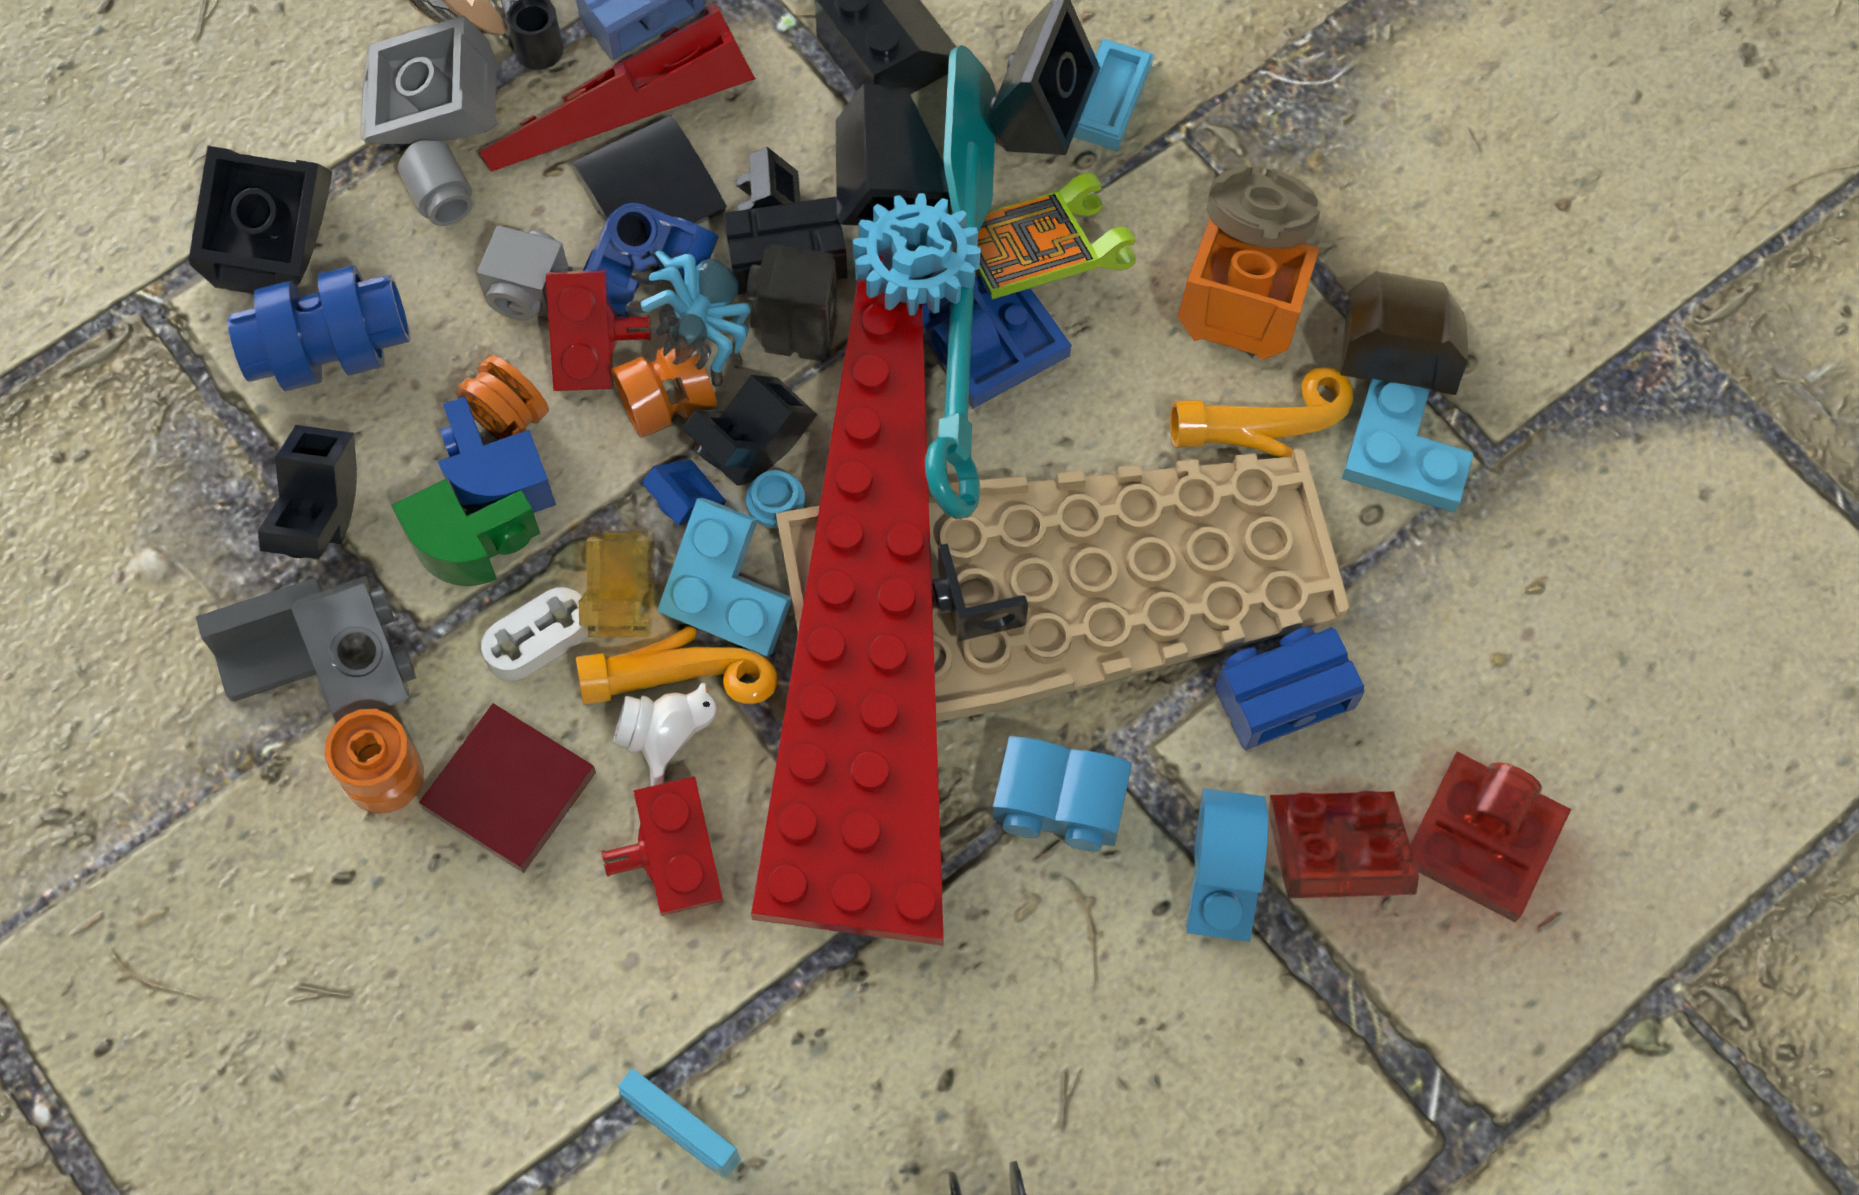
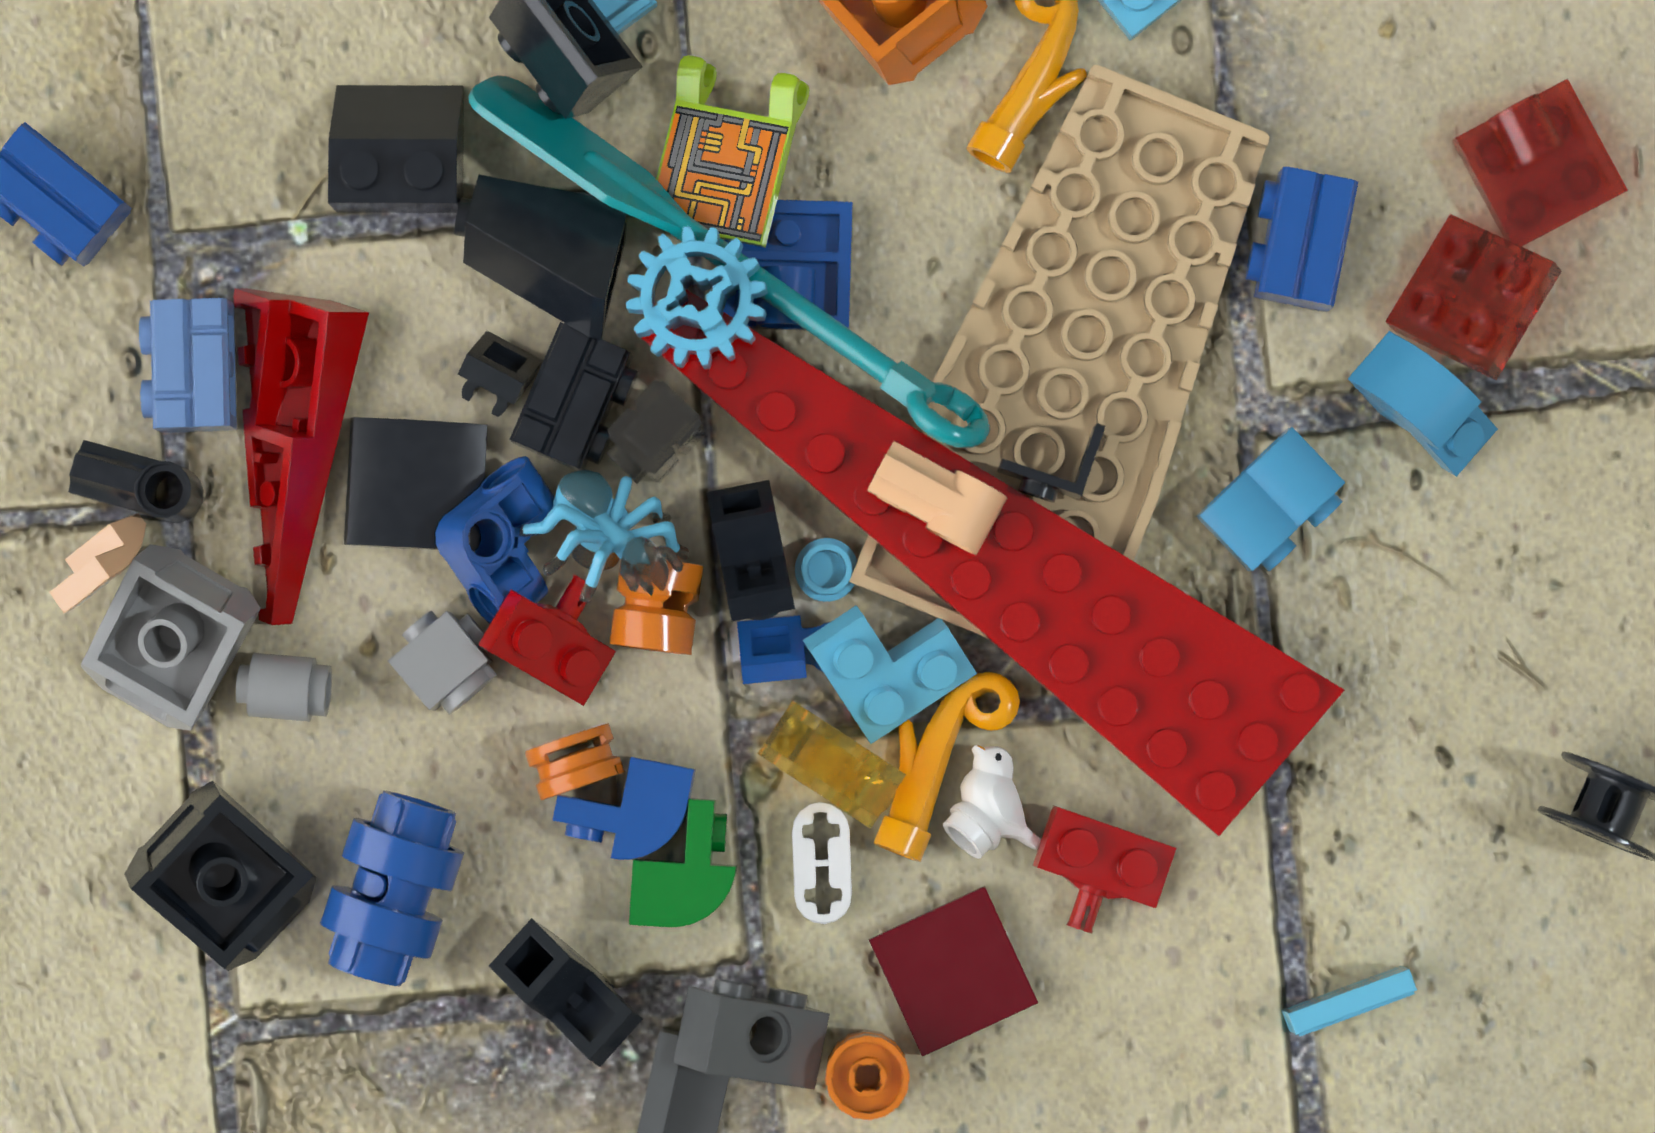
camera: 55 degrees left, 20 degrees up
(882, 523) = (949, 502): none -> light nougat piece

